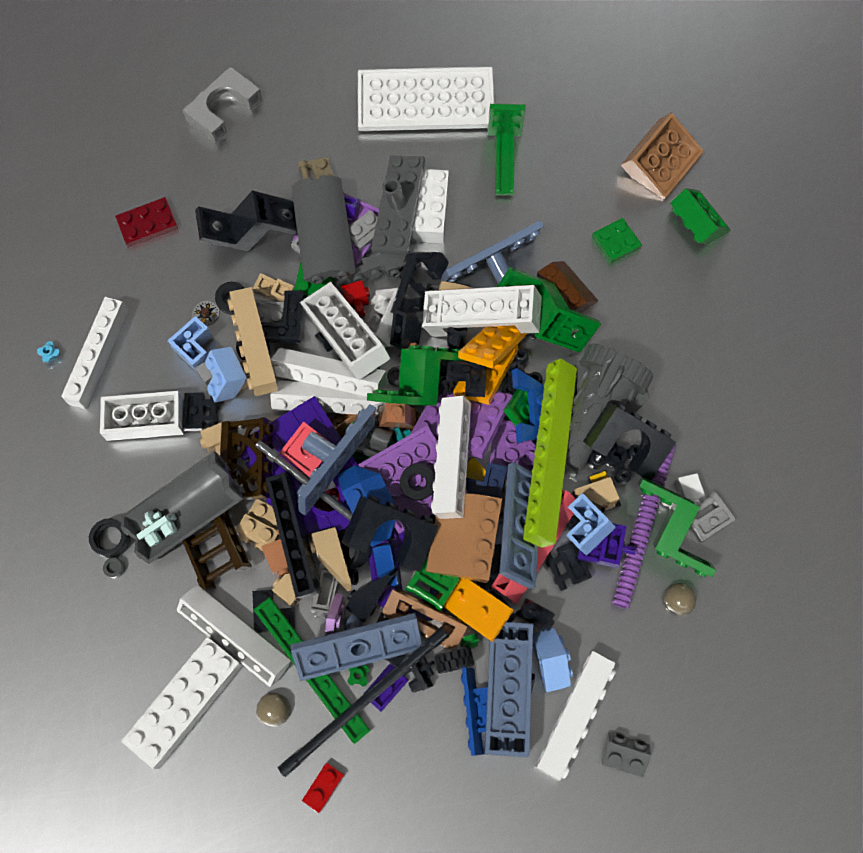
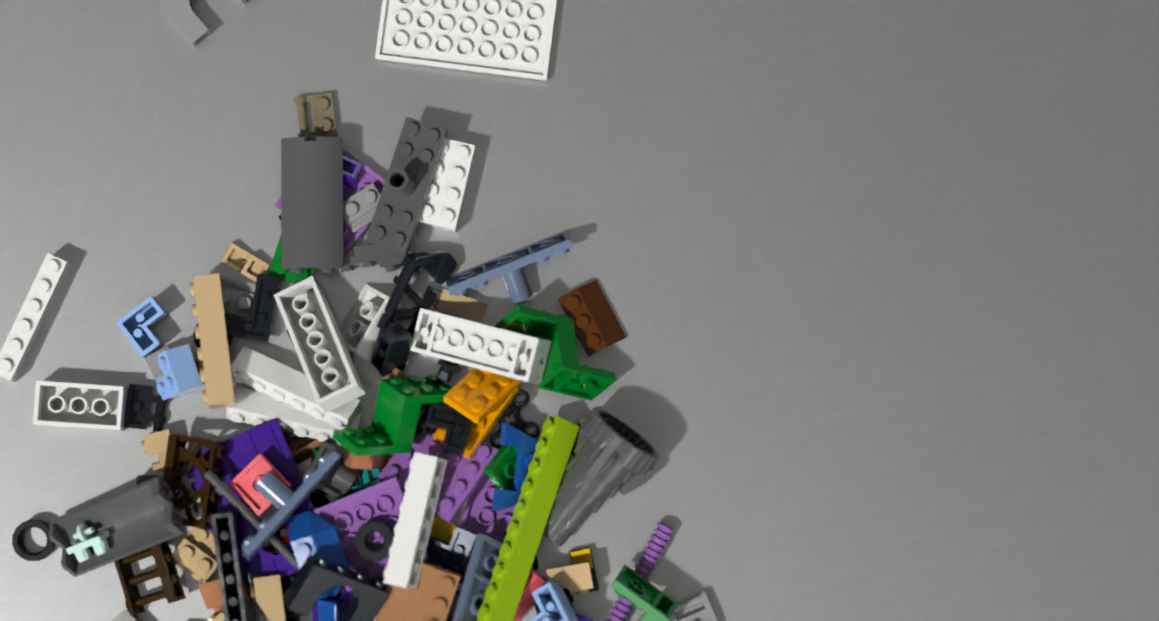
camera: 10 degrees right, 15 degrees up
(113, 567) = (36, 572): dark grey tile -> none
(146, 222) = (101, 149): dark red plate -> none
(206, 312) = (162, 281): piece -> none
(222, 291) = (186, 257): black tyre -> none
(247, 222) = (222, 181): black bracket -> none
(356, 296) = (340, 291): red brick -> none
(393, 376) = (371, 396): dark grey tile -> none
(505, 123) = (556, 96): green bracket -> none
(614, 422) = (604, 507): black arch -> none
(615, 459) = (614, 533): black gear -> none
(616, 240) = (665, 262): green plate -> none
(663, 156) = (745, 158): medium nougat slope -> none
(689, 487) = (676, 585): white brick -> none
(699, 216) = (772, 247): green slope -> none

